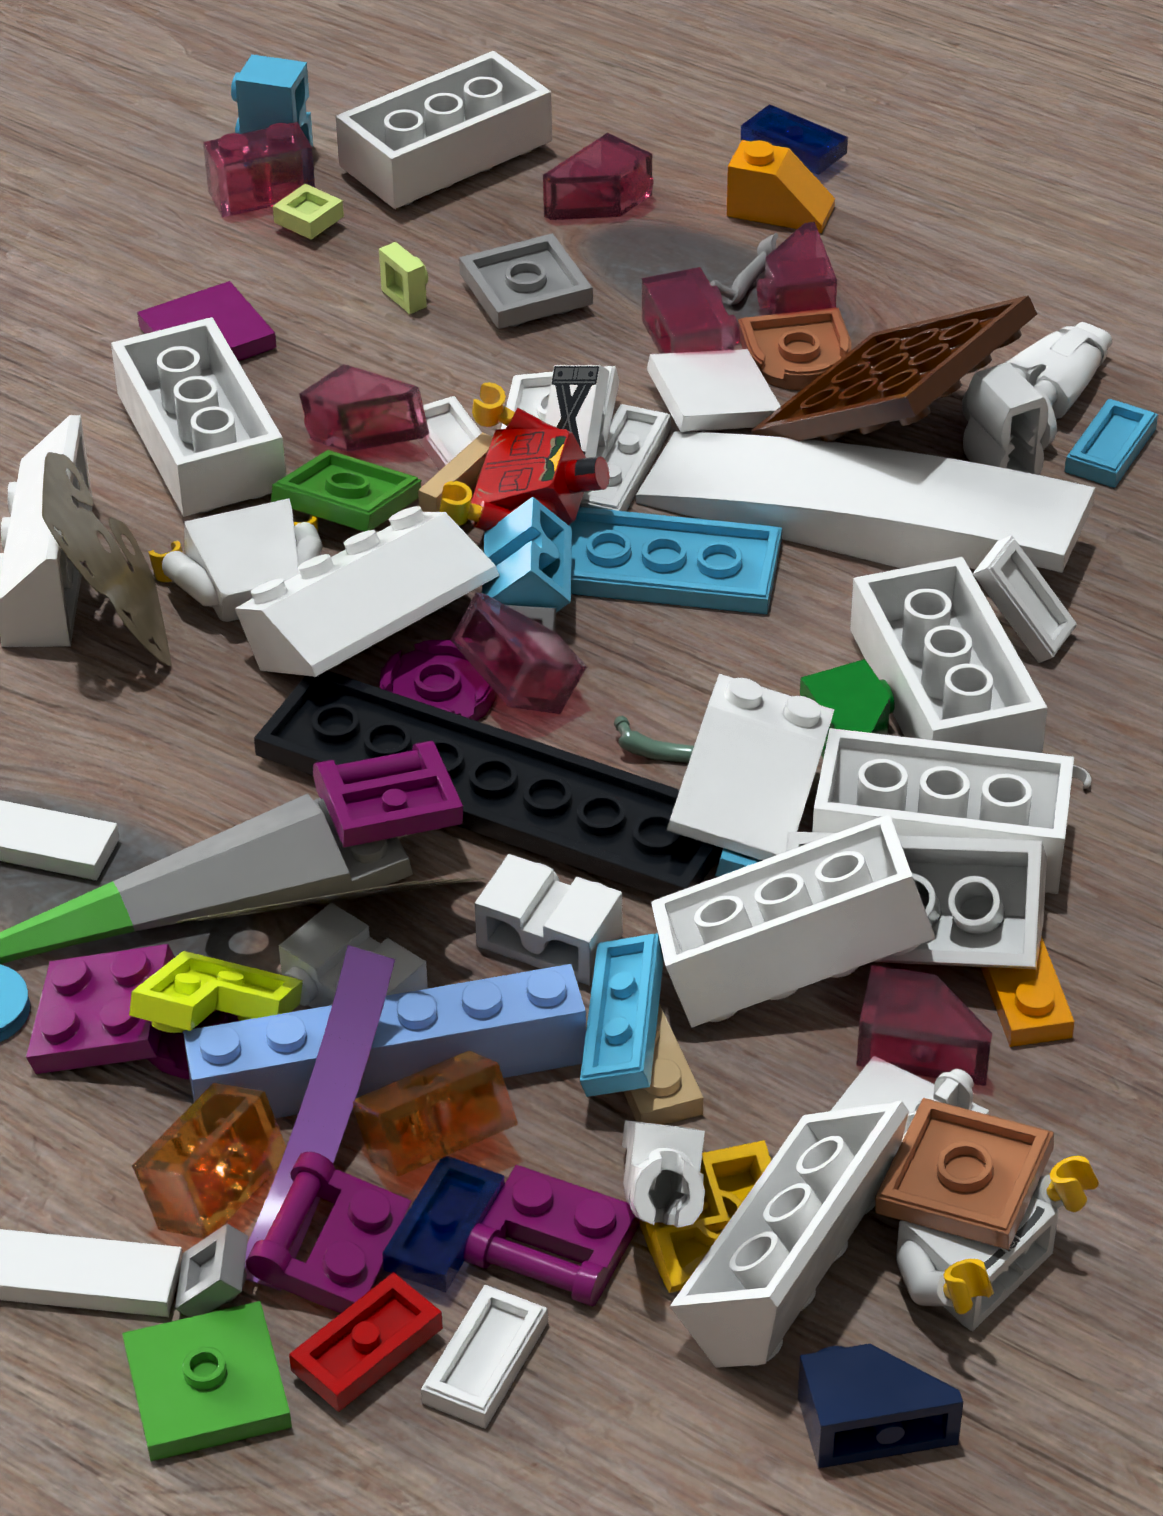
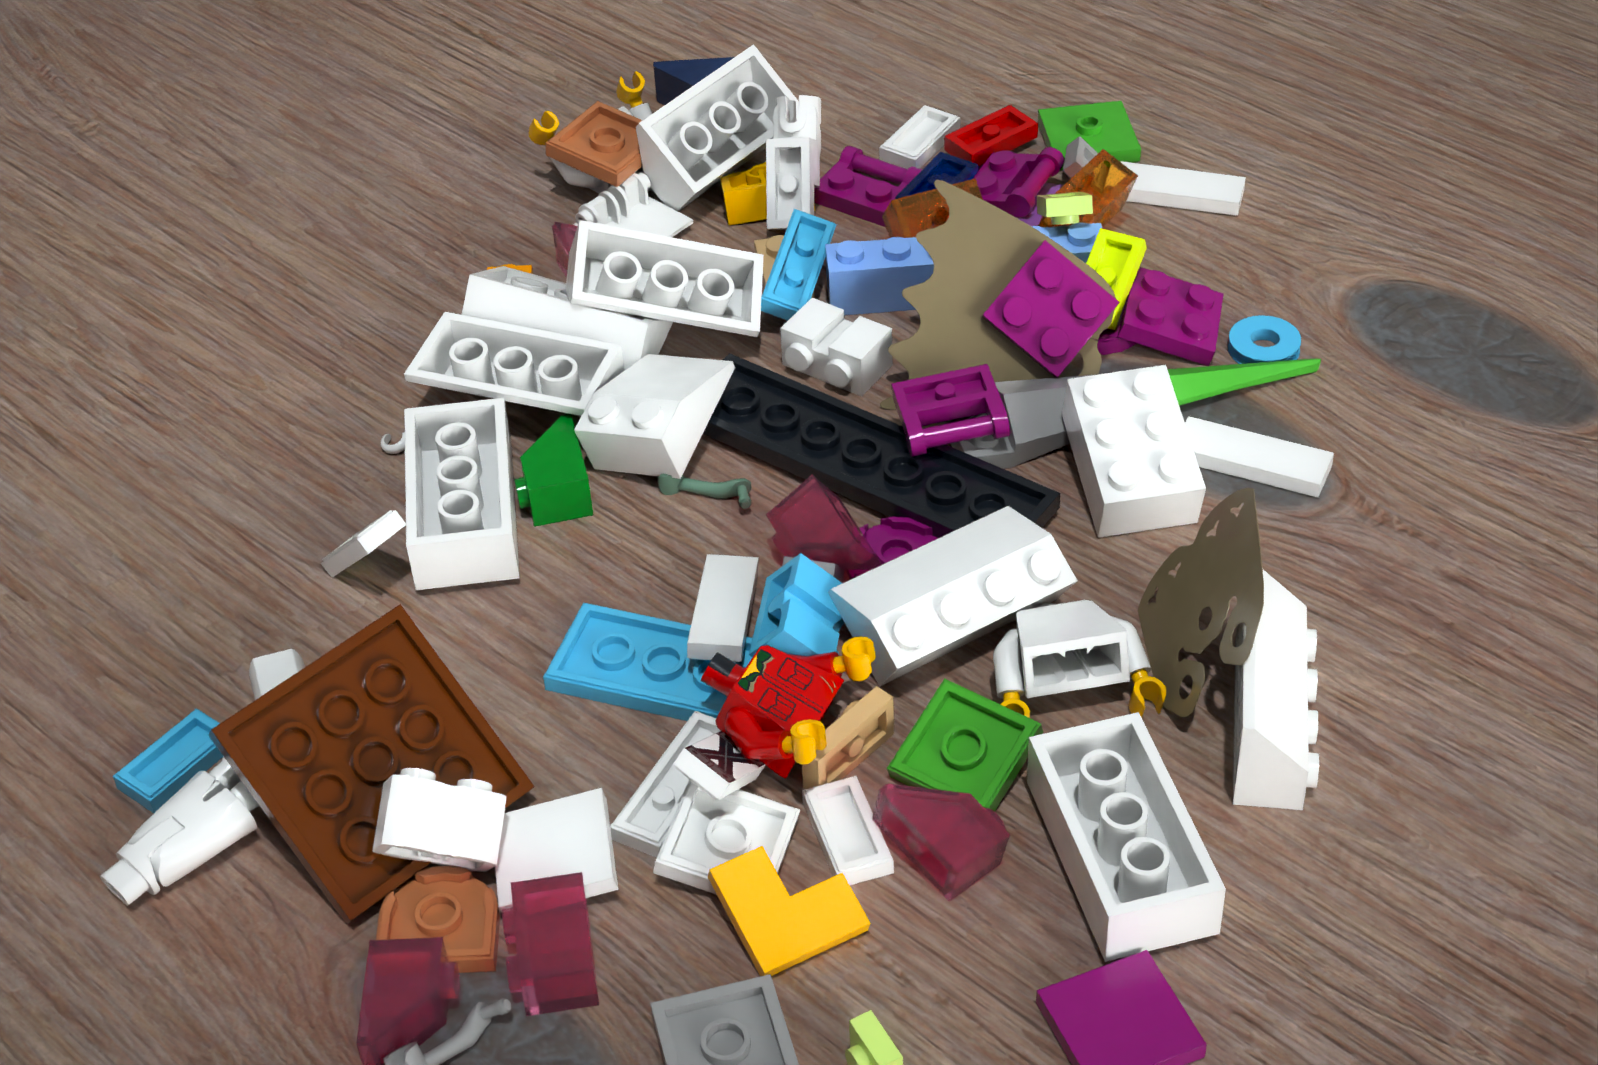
camera: 170 degrees left, 0 degrees up
(168, 766) = (1132, 451): none -> white brick
(243, 1048) = (1064, 207): none -> yellowish green plate
(261, 887) = (1050, 309): none -> magenta plate
(501, 354) = (781, 927): none -> yellow tile
(613, 594) = (723, 607): none -> white tile
(803, 361) = (439, 821): none -> white brick
(868, 499) = (548, 724): white slope -> none

